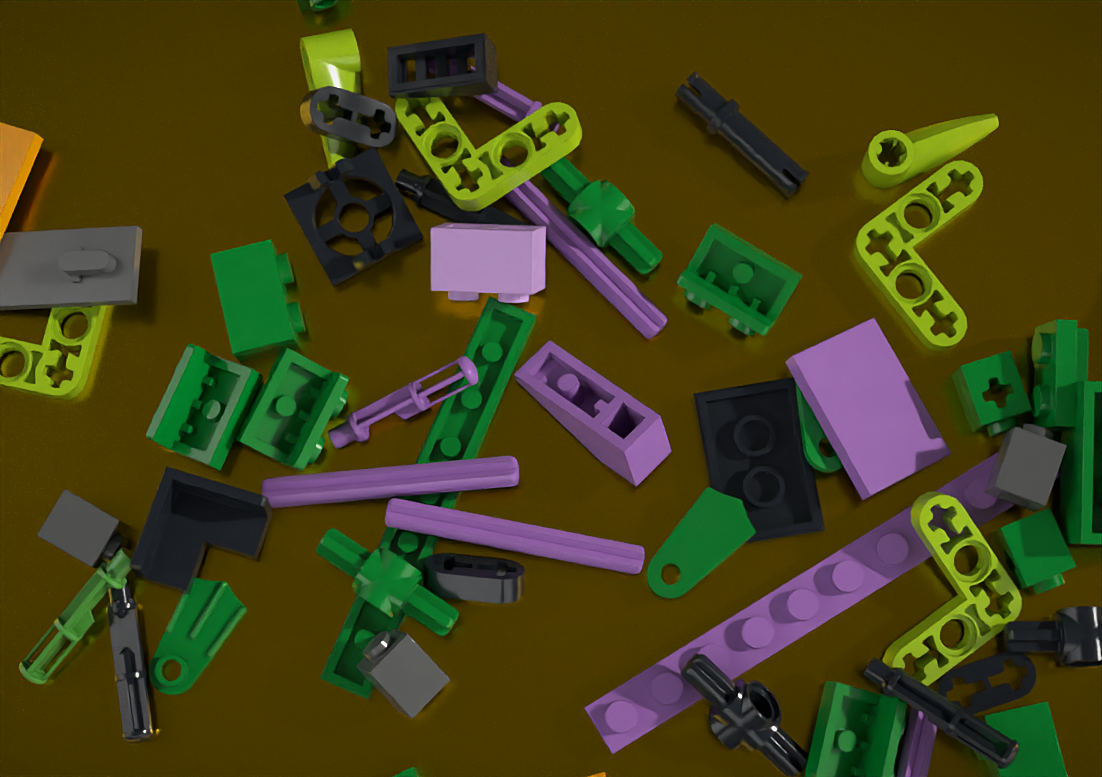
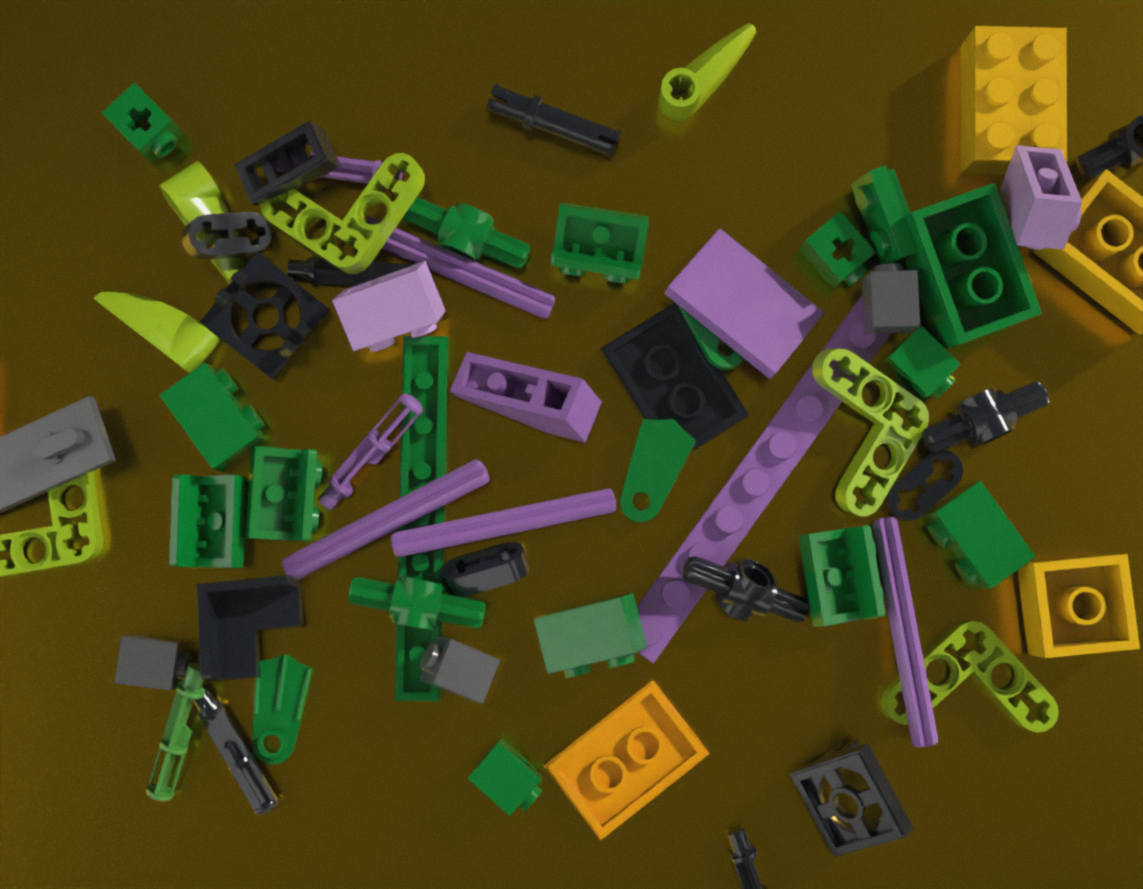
camera: 25 degrees left, 5 degrees up
(243, 186) = (163, 326): none -> lime piece
(557, 692) = (590, 635): none -> green brick
(905, 239) = (718, 155): lime beam -> none
(944, 713) = (904, 524): black piece -> none

